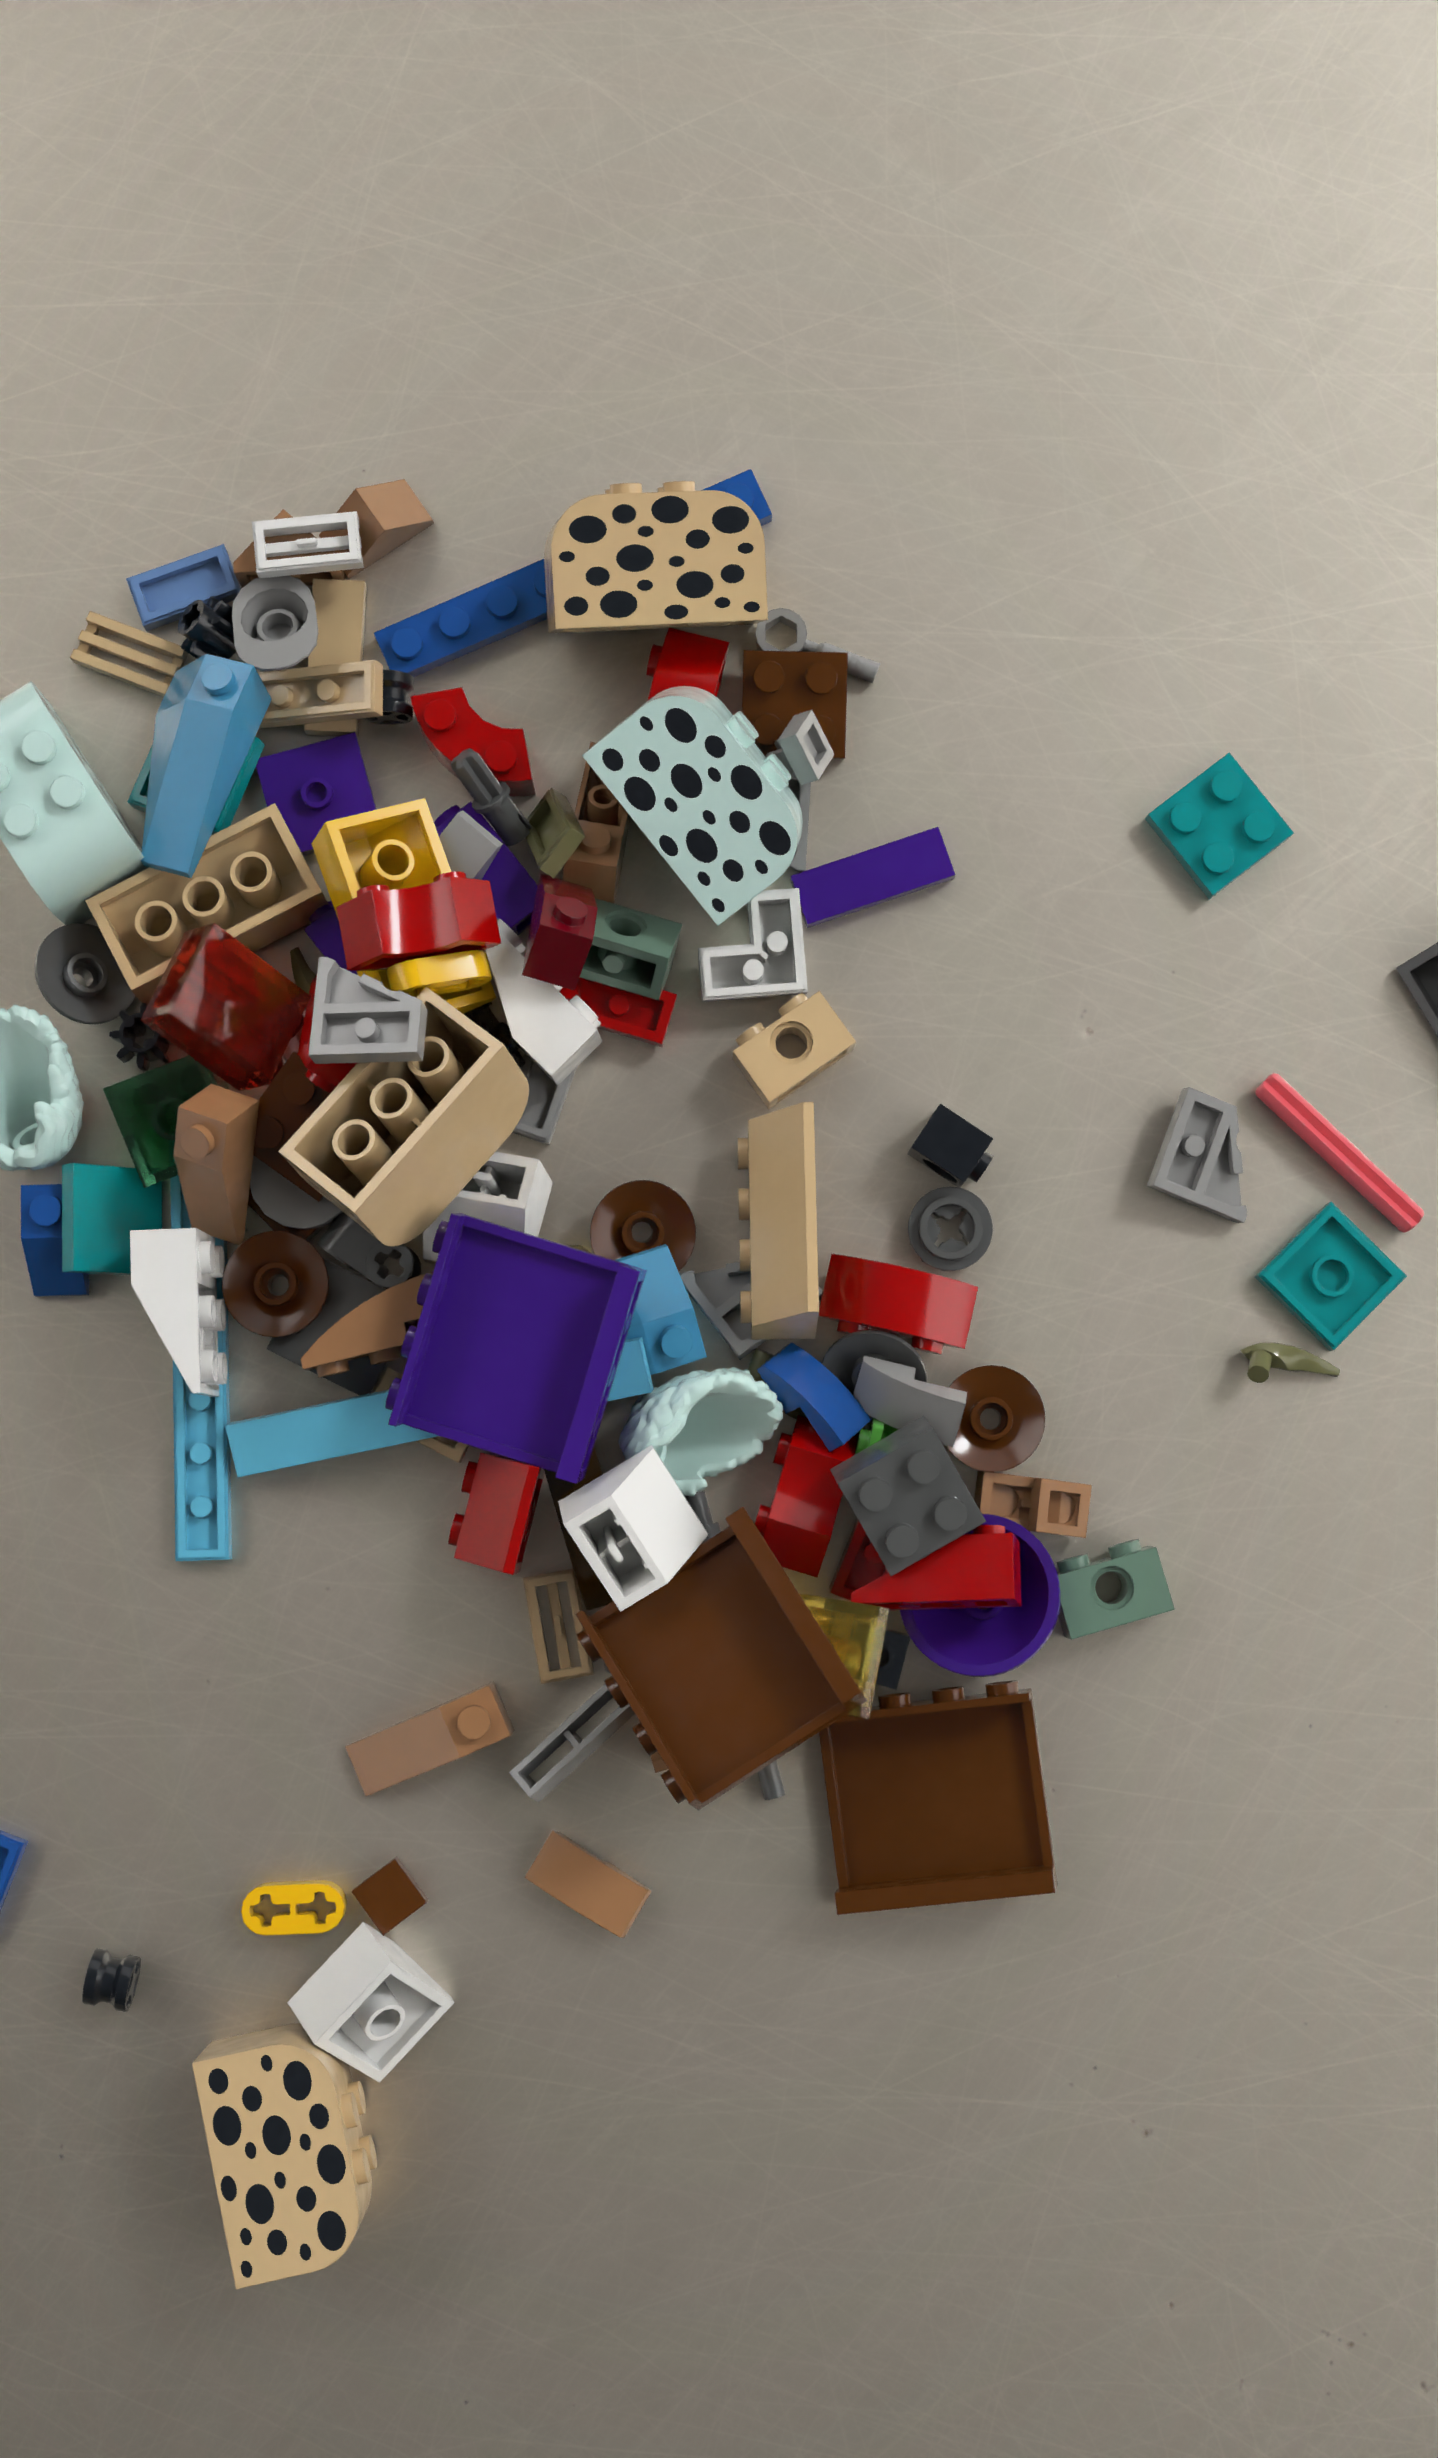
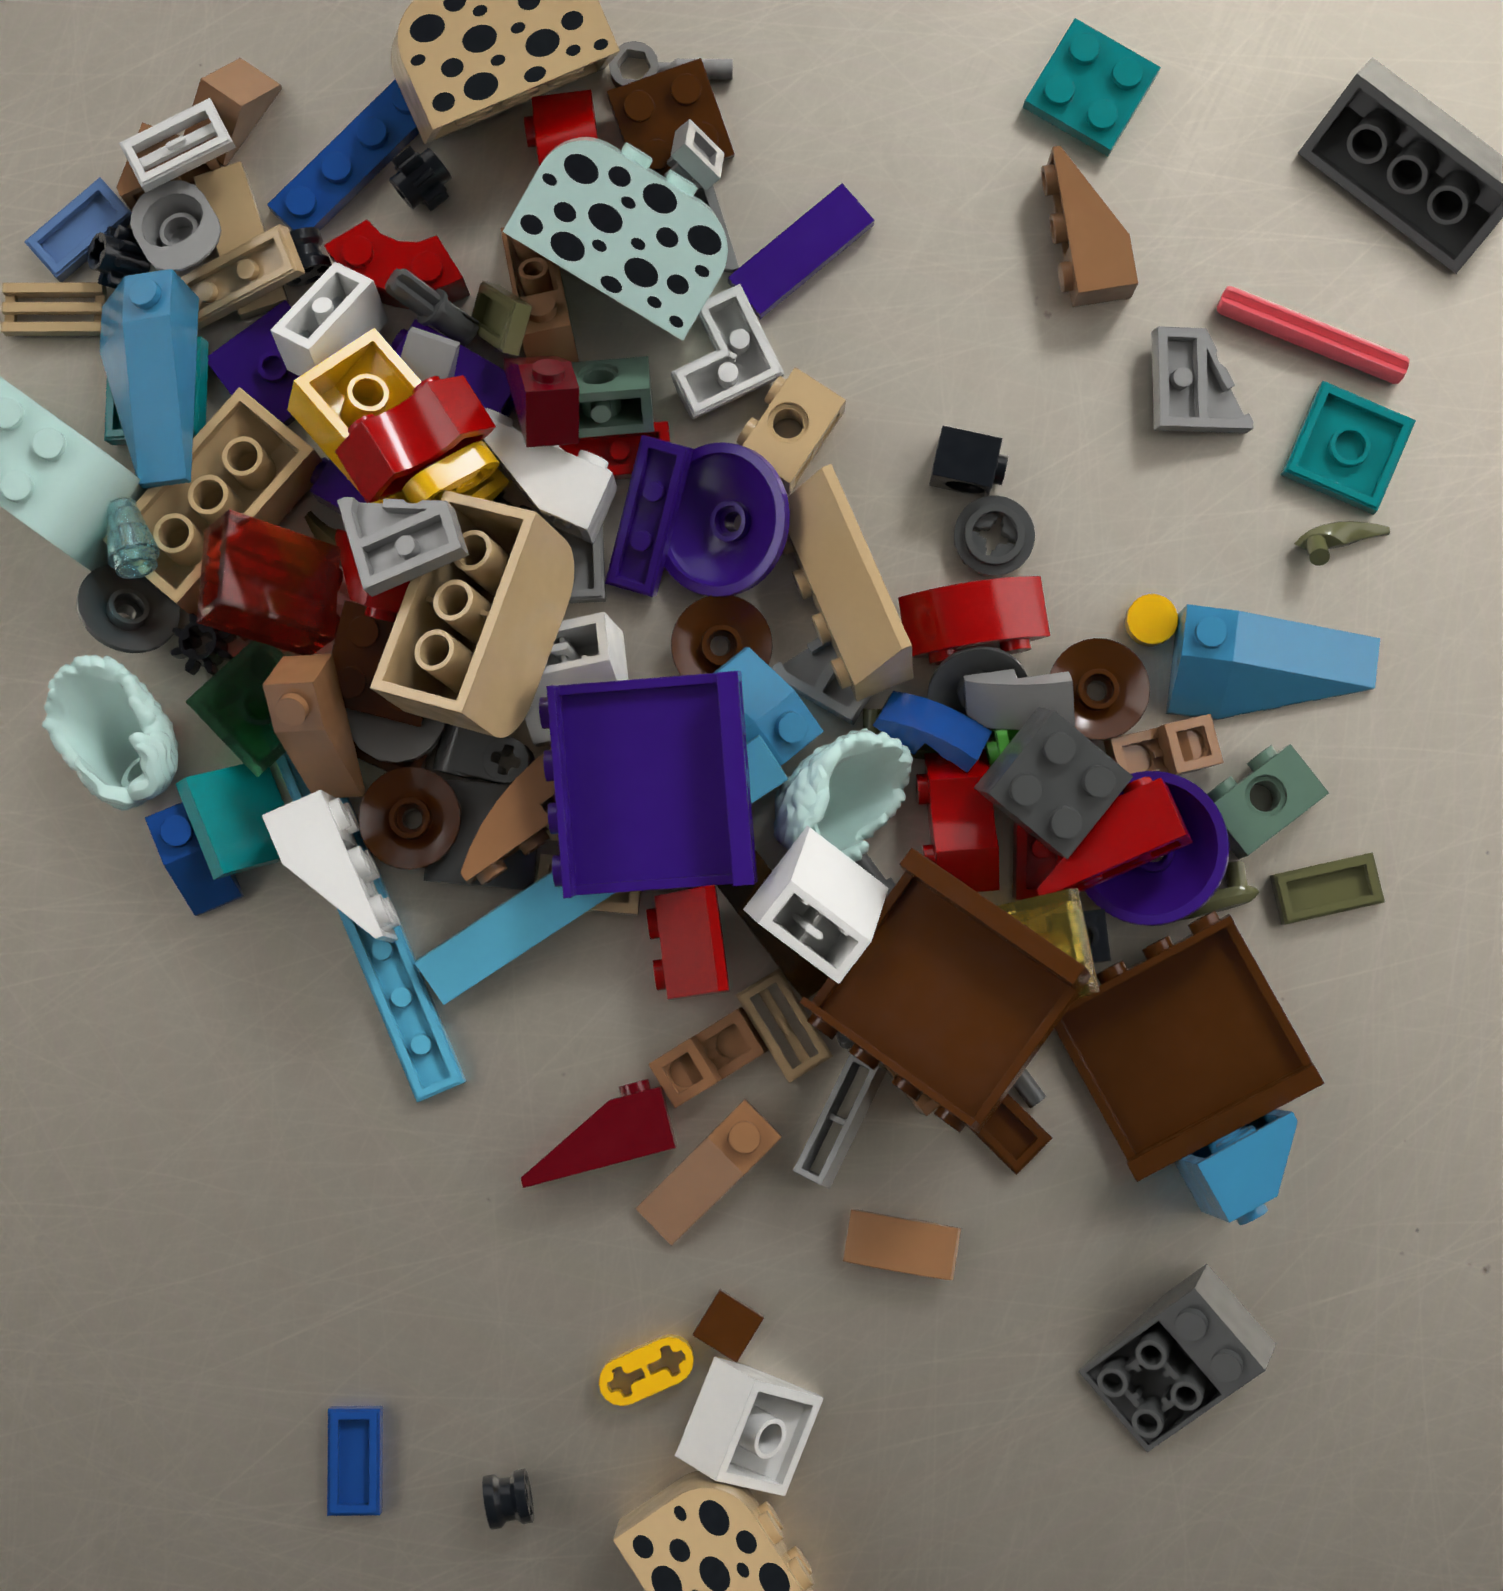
camera: 15 degrees left, 0 degrees up
(109, 915) = (129, 540): none -> clear light blue cone
(360, 1667) = (615, 1133): none -> dark red slope
(386, 770) = (328, 318): none -> white brick
(473, 1628) = (708, 1057): none -> medium nougat slope
(530, 665) = (420, 178): none -> black gear
(622, 1079) = (649, 515): none -> dark purple tile
(666, 1106) = (705, 546): none -> dark purple dish
(738, 1820) = (1013, 1135): none -> reddish brown tile
(813, 2102) = (1179, 1358): none -> dark grey slope
(941, 1944) = (1241, 1169): none -> dark azure slope
(1044, 1671) = (1234, 895): none -> olive bar
(1071, 1370) = (1151, 620): none -> yellow tile
(1138, 1700) = (1327, 888): none -> olive tile
(1154, 1453) = (1255, 662): none -> dark azure wedge
(1159, 979) = (1093, 241): none -> medium nougat slope

